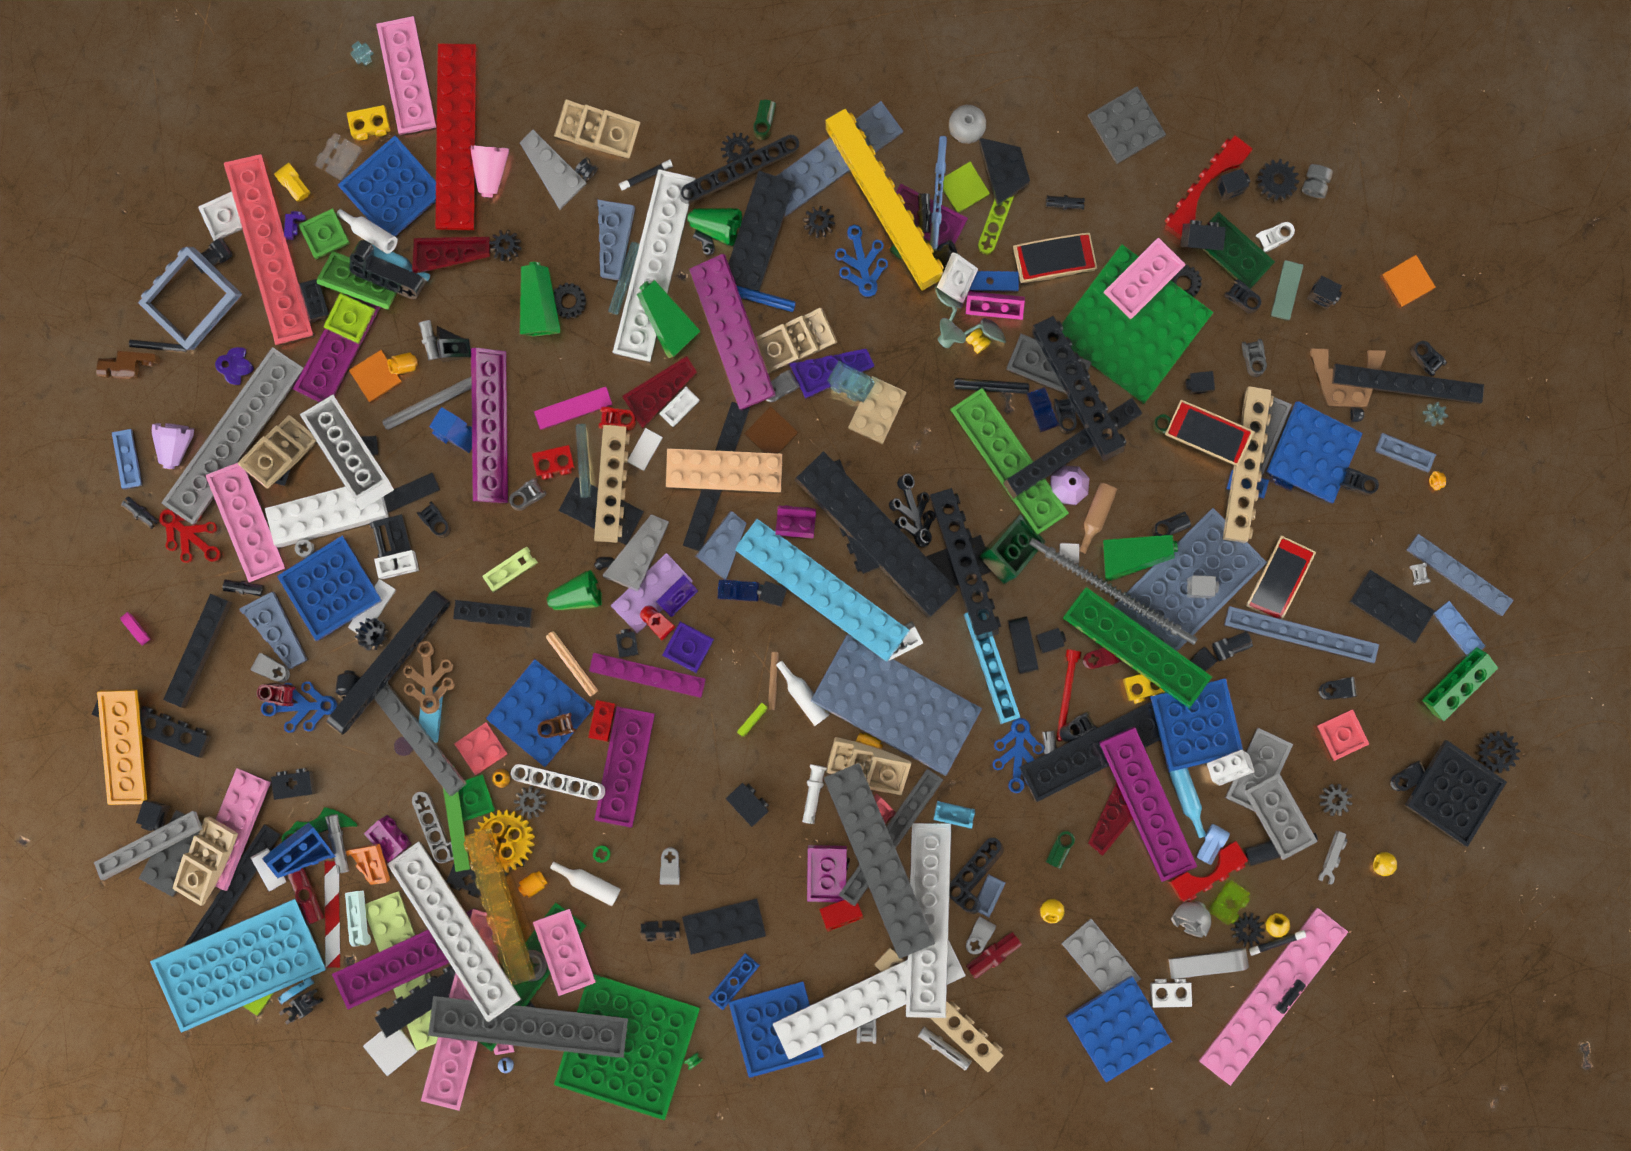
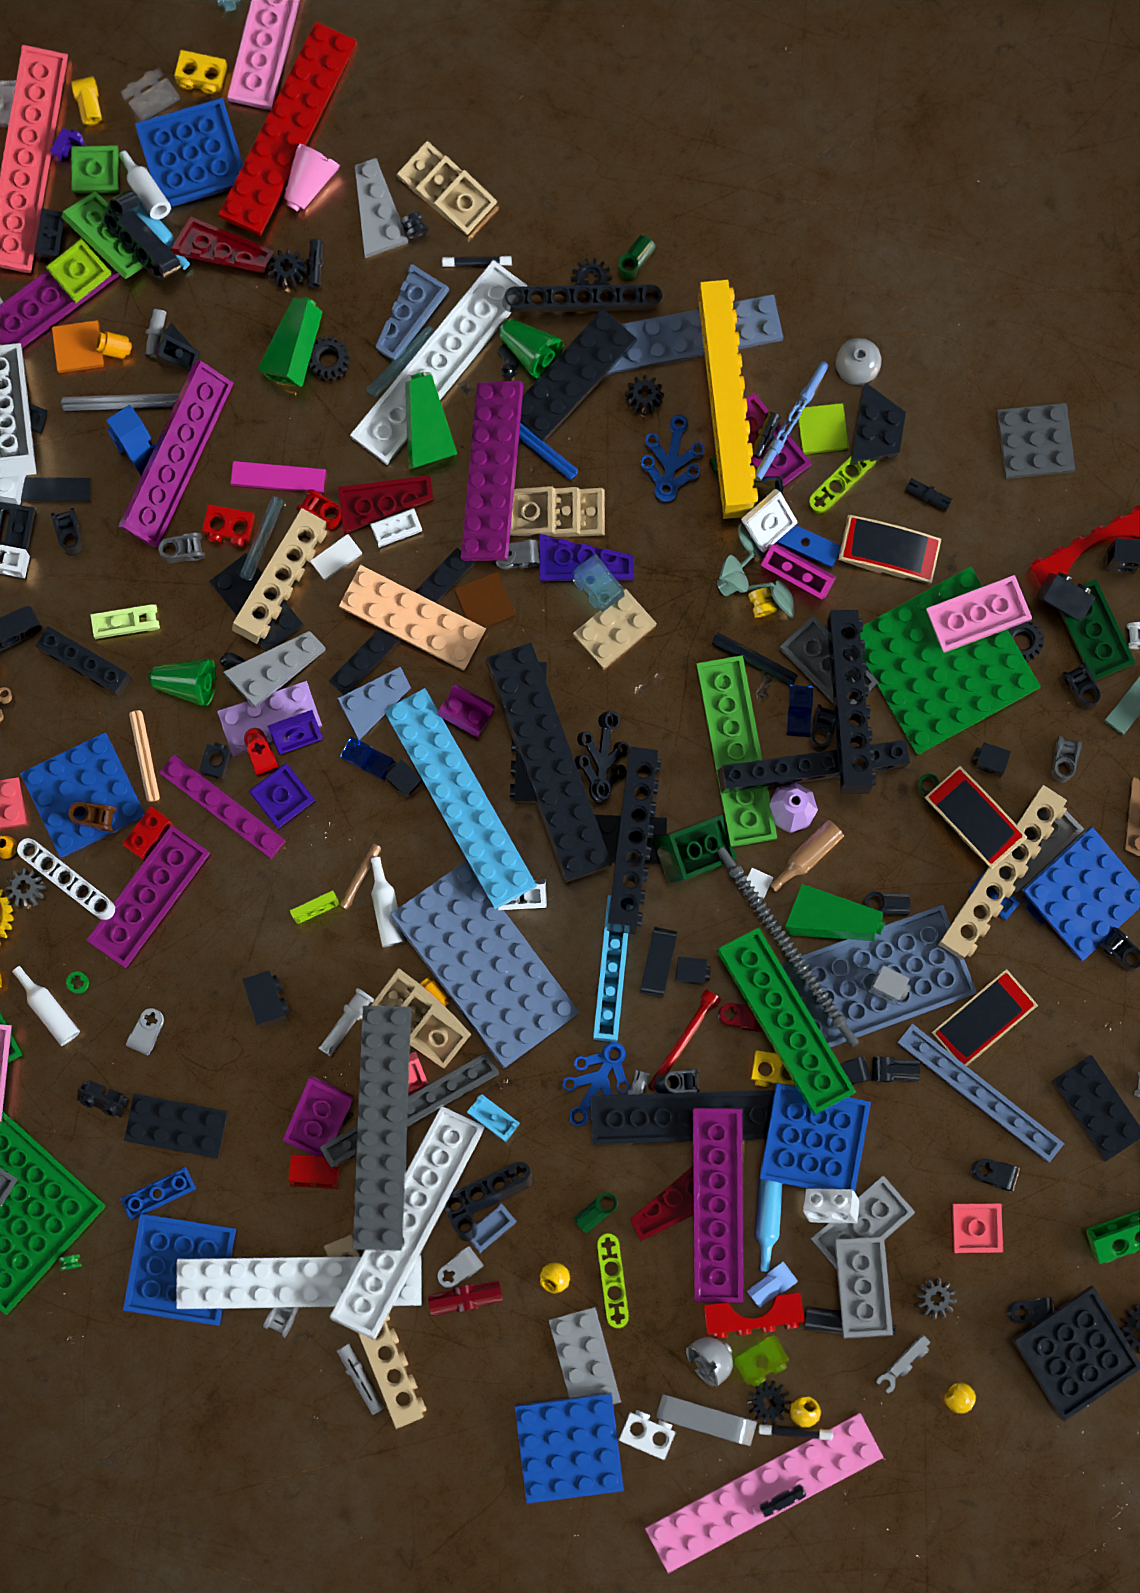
camera: 20 degrees right, 5 degrees down
(519, 219) = (314, 277): none -> black pin
(1092, 895) = (616, 1280): none -> lime beam

